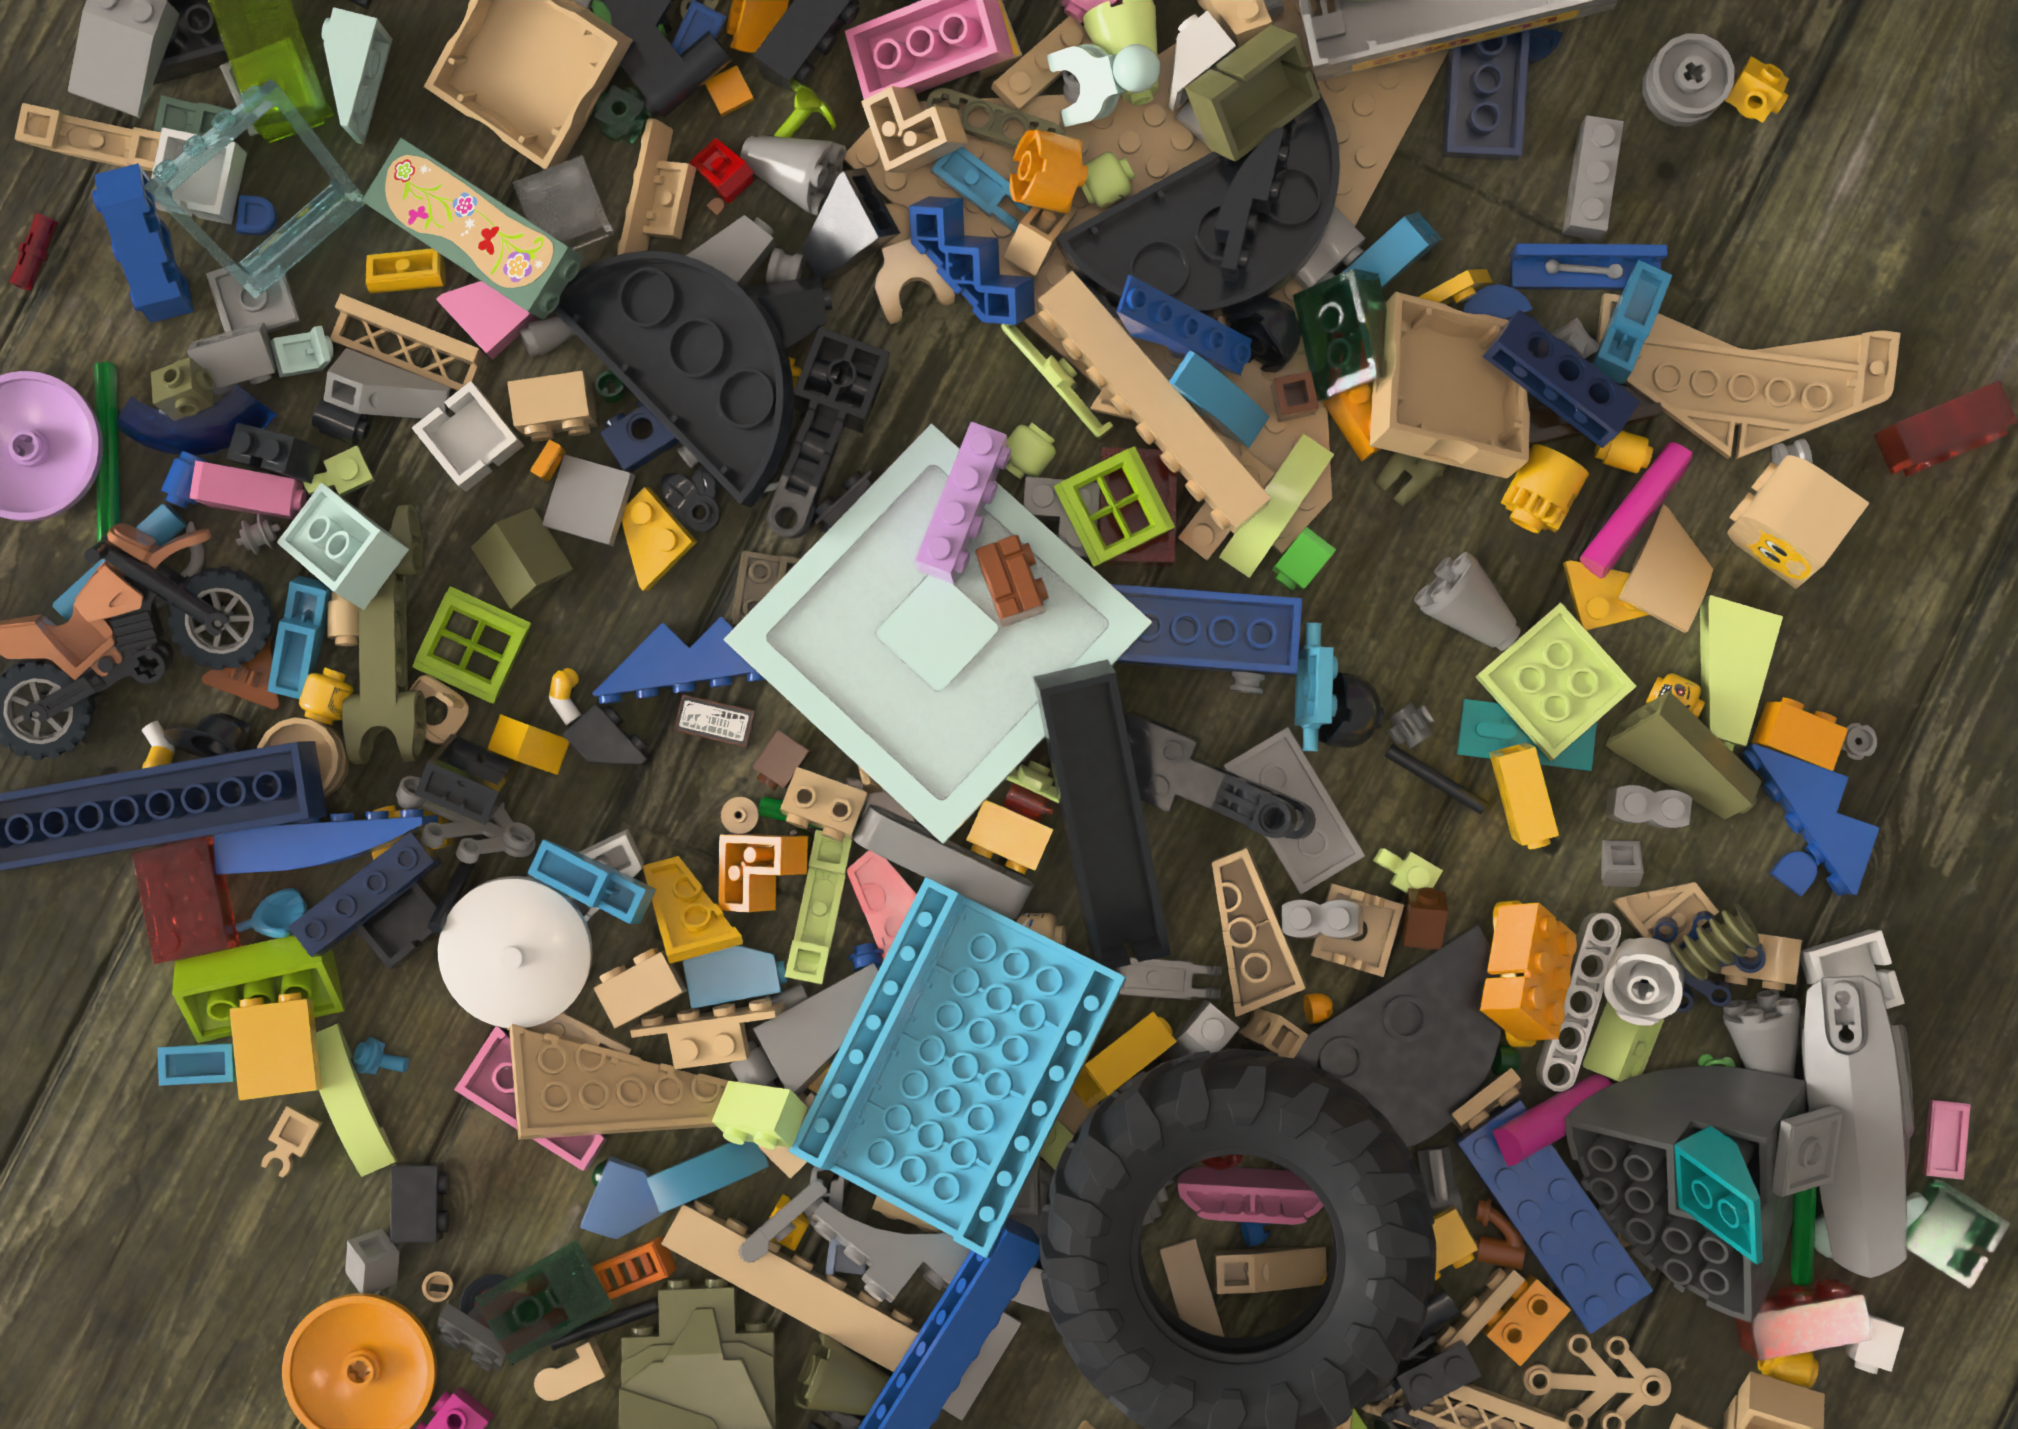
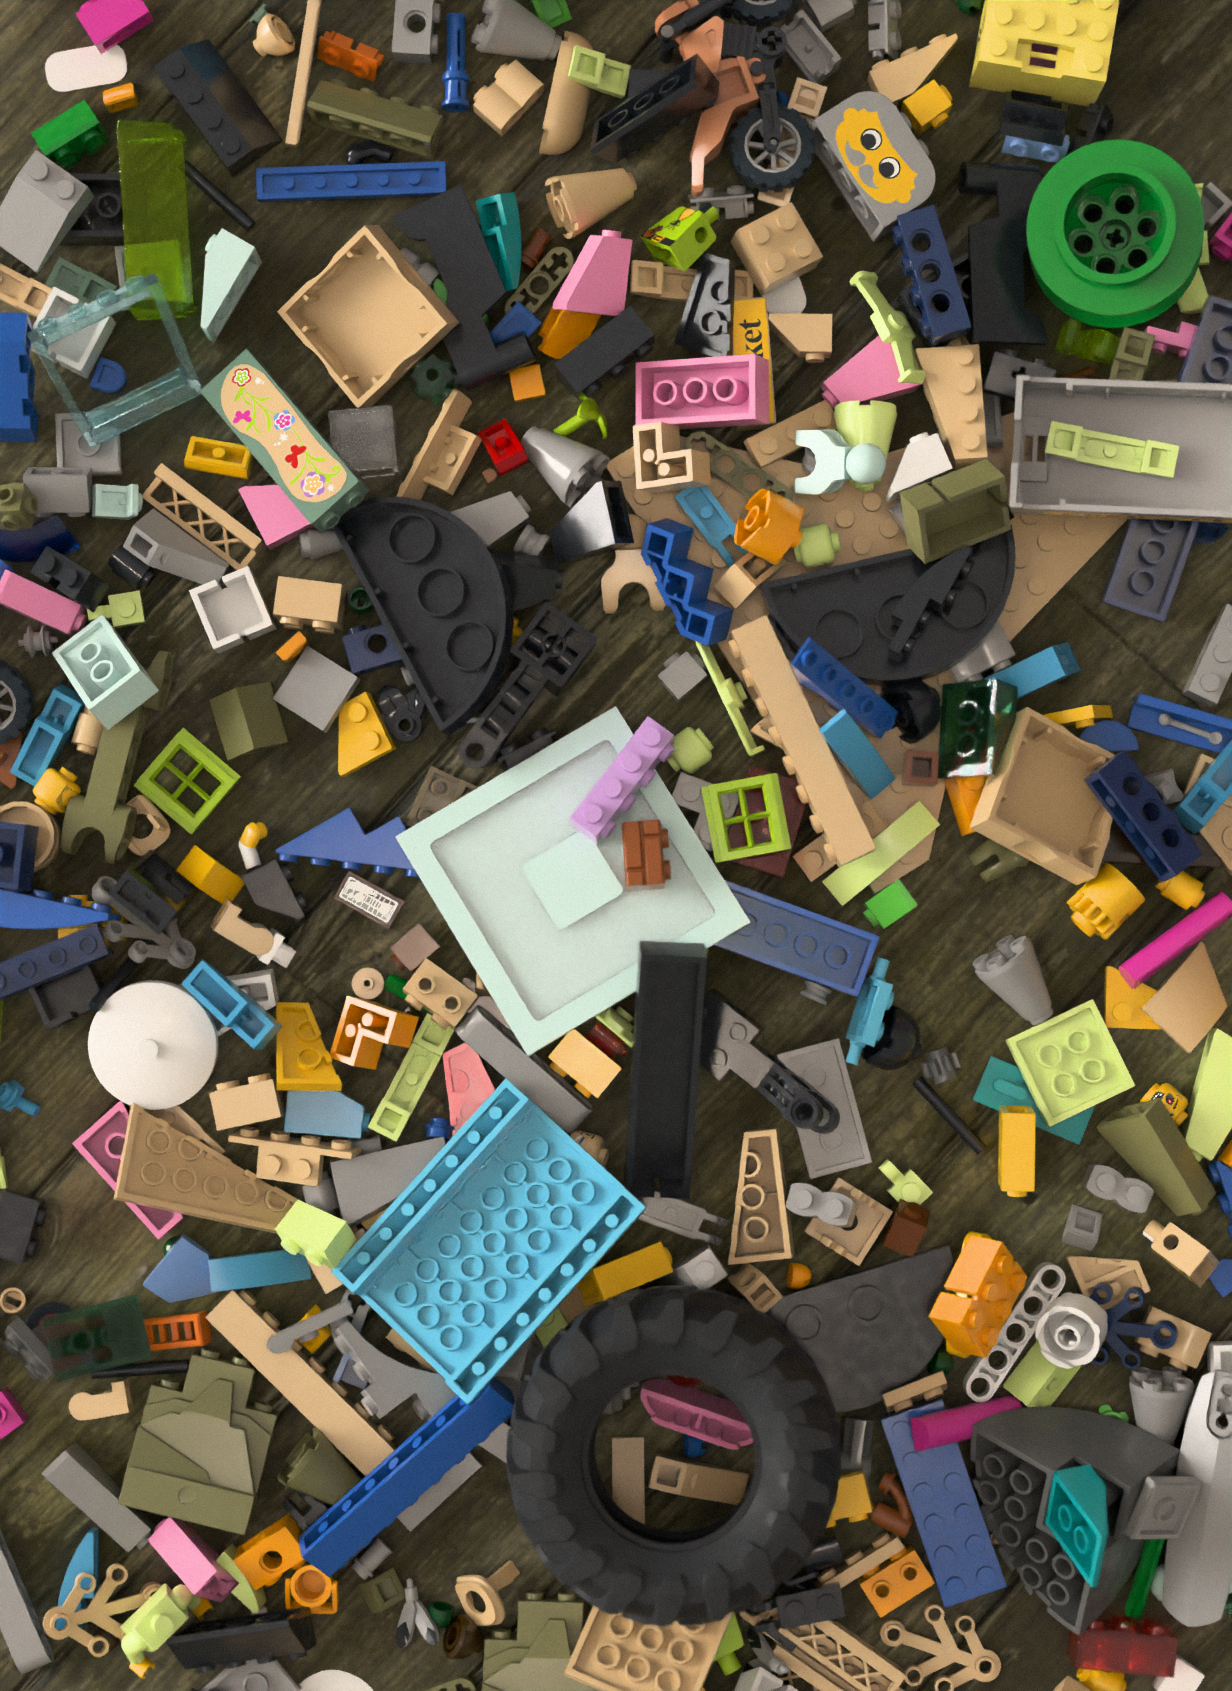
camera: 15 degrees right, 0 degrees up
(593, 799) = (251, 936): none -> tan hips
(996, 368) = (682, 674): none -> light grey brick
(1717, 944) = (1139, 1318): olive piece -> none
(1753, 863) = (1188, 1257): none -> tan torso

